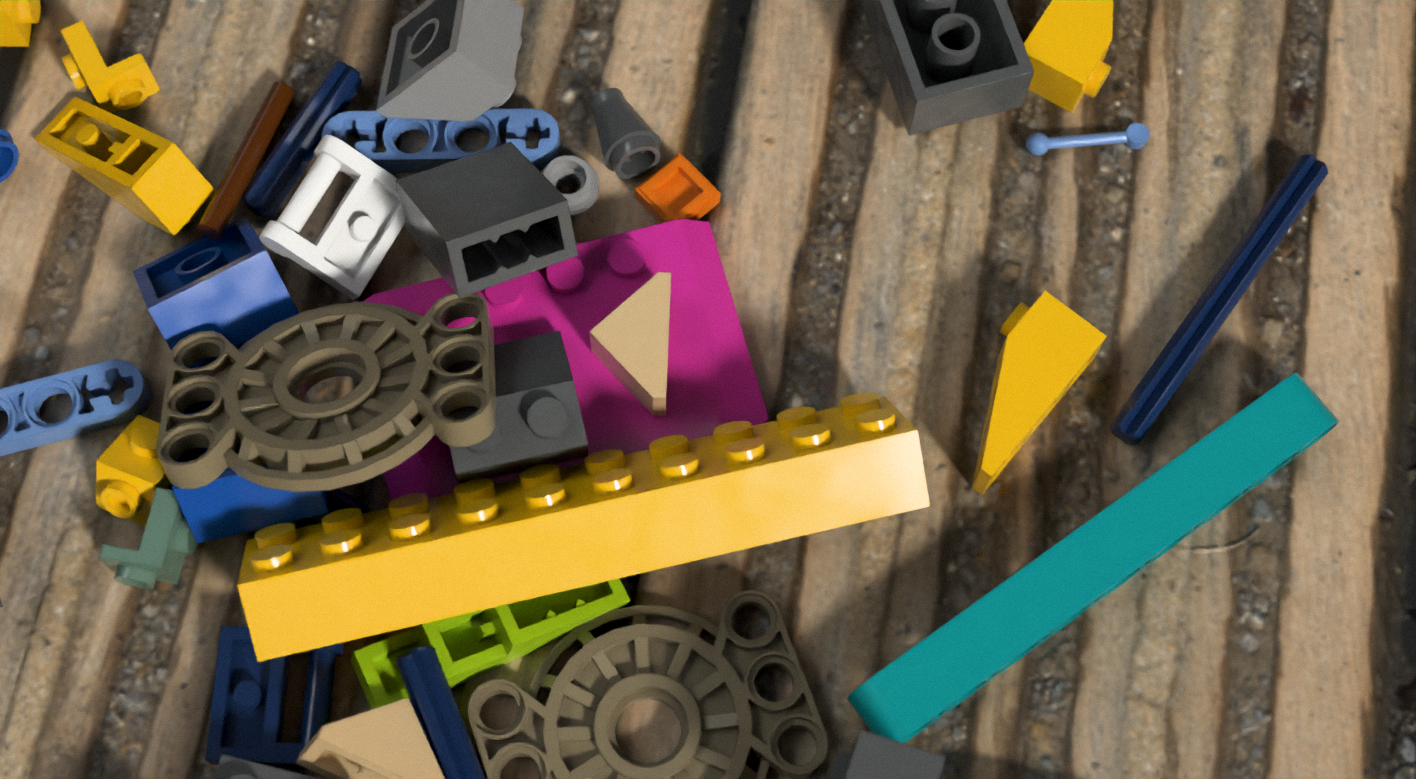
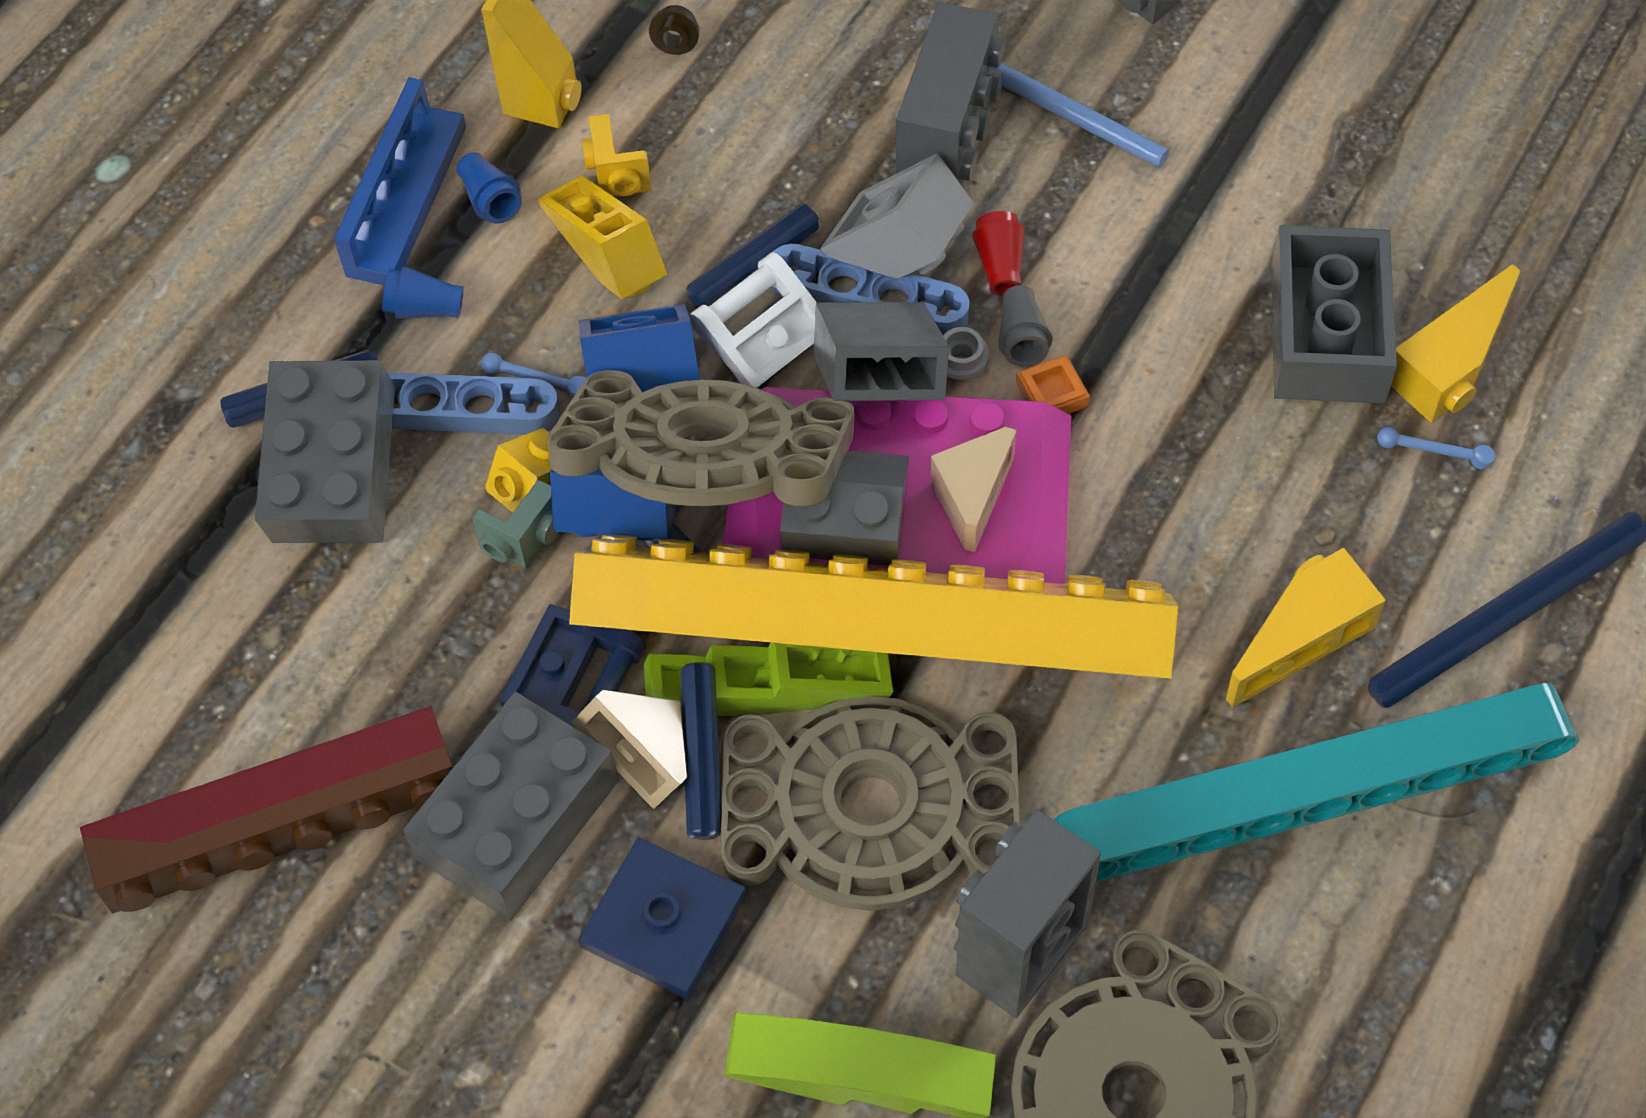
camera: 25 degrees right, 10 degrees down
(54, 353) = (493, 363): none -> medium blue hinge
(245, 161) = (700, 259): reddish brown bar -> none
(569, 52) = (1000, 249): none -> red cone

